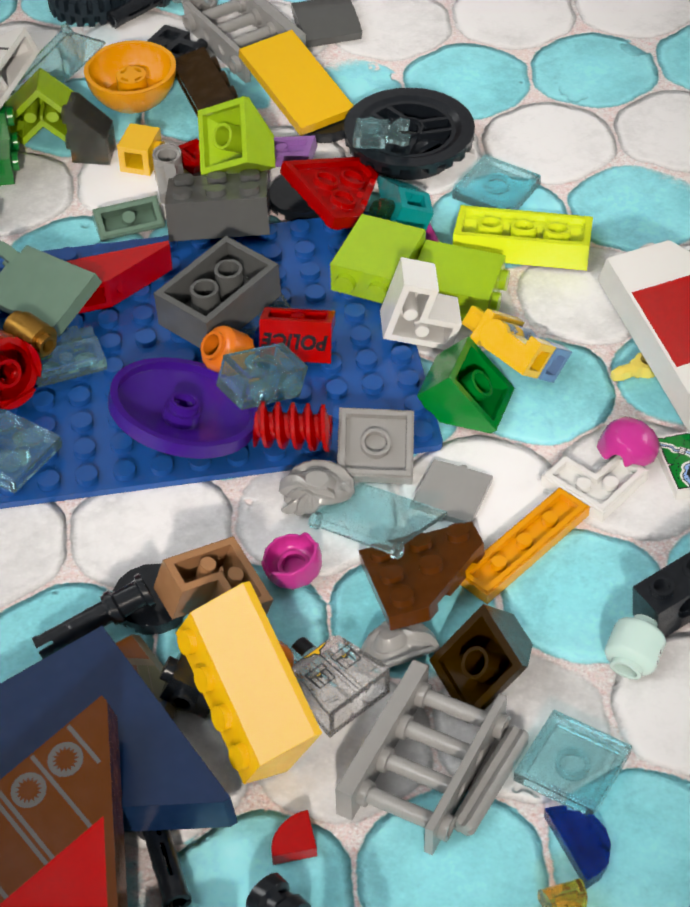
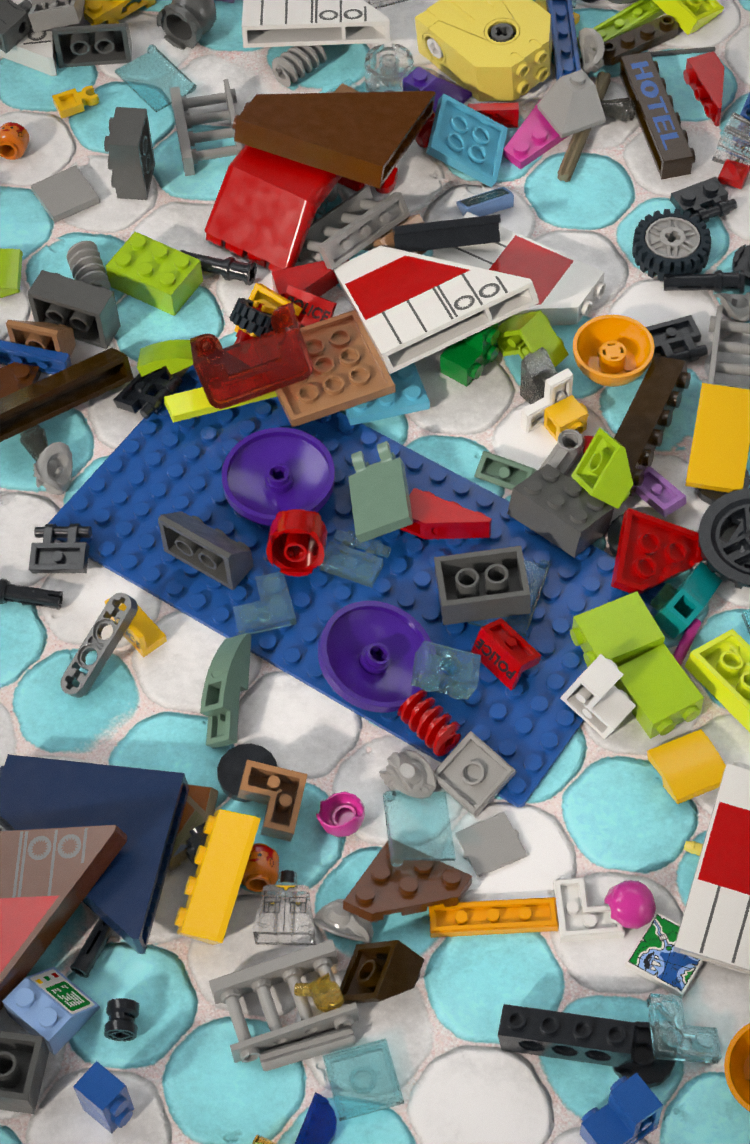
camera: 45 degrees right, 10 degrees up
(33, 331) = (337, 531): pearl gold brick -> none
(55, 543) = (222, 688): none -> sand green slope
(63, 55) = (565, 310): clear light blue piece -> none
(113, 608) = (210, 763): black pin -> none
(115, 126) = (556, 389): none -> white tile
(223, 341) = (446, 631): orange head -> none
(294, 839) = (172, 988): red tile -> none
(376, 133) = (723, 527): clear light blue plate -> none
(461, 710) = (324, 993): none -> clear yellow piece
(466, 388) = (571, 780): green slope -> none
(516, 344) = (632, 772): yellow hips -> none
(553, 314) = (688, 766): none -> yellow slope
(635, 646) = (473, 1041): light aqua head -> none

